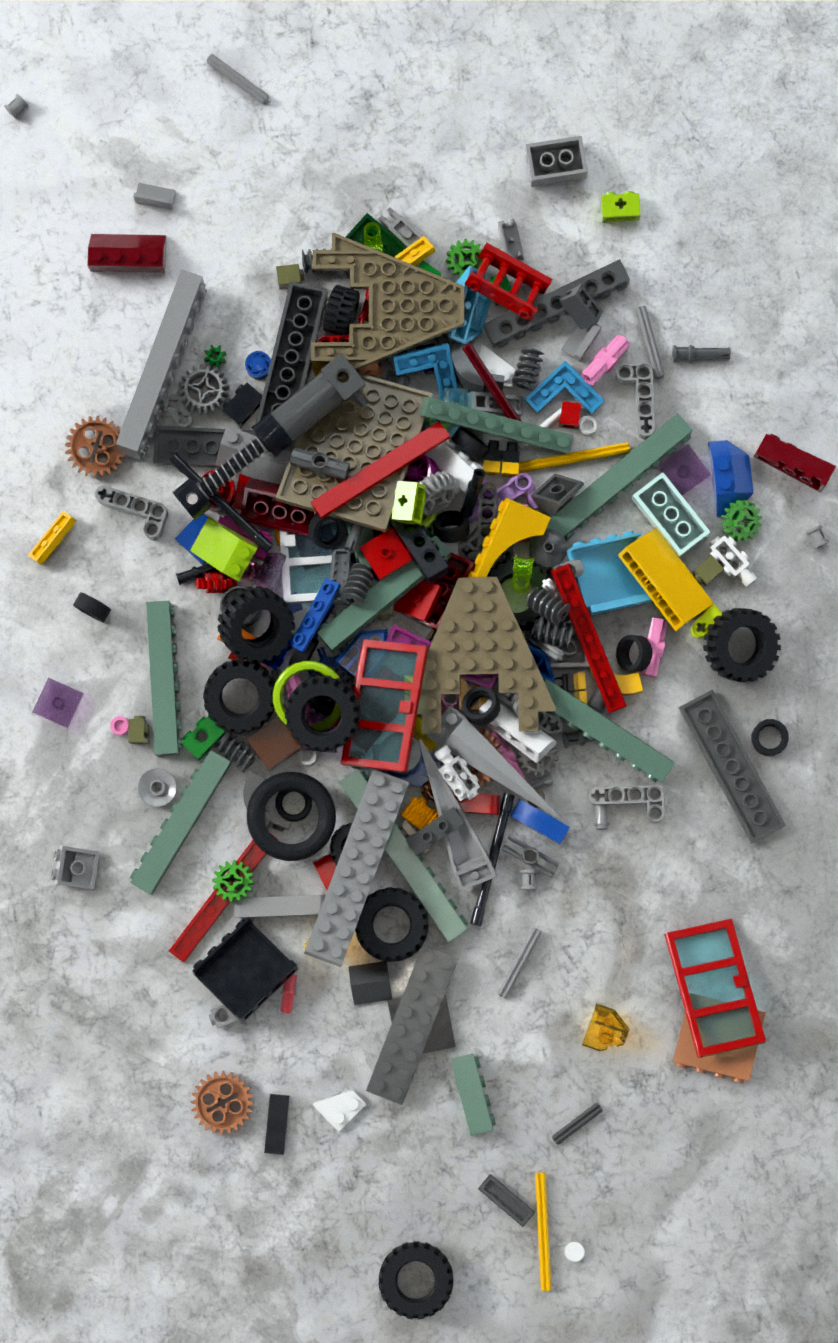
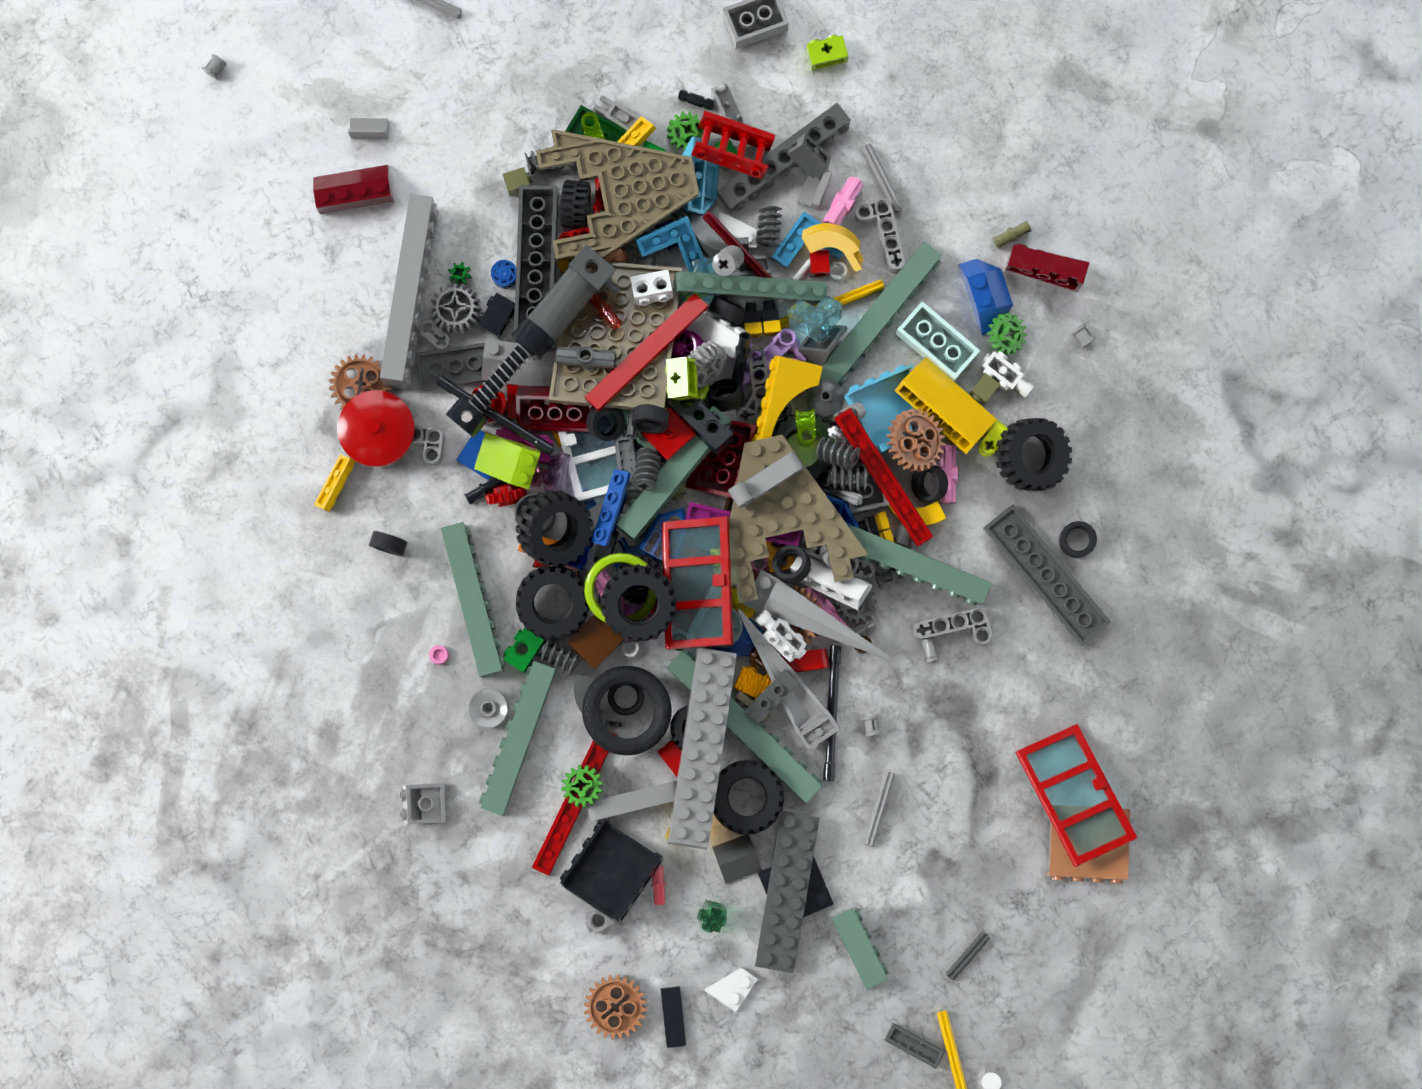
camera: 20 degrees left, 0 degrees up
(58, 702) = (372, 644): clear purple plate -> none
(102, 492) = (376, 428): none -> red dish
(138, 730) = (458, 655): olive brick -> none
(334, 1034) = (712, 916): none -> clear green brick
(349, 422) = (605, 311): none -> clear red pin
(370, 536) = (650, 419): none -> black tyre
(399, 402) = (651, 283): none -> white brick
(419, 601) = (709, 474): red plate -> none
(471, 618) = (766, 480): none -> light grey beam
(478, 395) = (728, 260): none -> light grey piece
(481, 229) = (696, 99): none -> black axle
(539, 821) = (871, 666): blue slope -> none
(541, 863) = (856, 698): dark grey piece -> none
(554, 471) = (816, 320): none -> clear light blue brick
(589, 391) = (834, 236): none -> yellow arch
(605, 1029) = (976, 857): clear yellow slope -> none
(619, 622) = (920, 425): none -> nougat gear
(684, 470) = (941, 295): clear purple plate -> none
(691, 353) = (924, 180): dark grey pin -> none
(767, 423) = (1012, 234): none -> olive pin

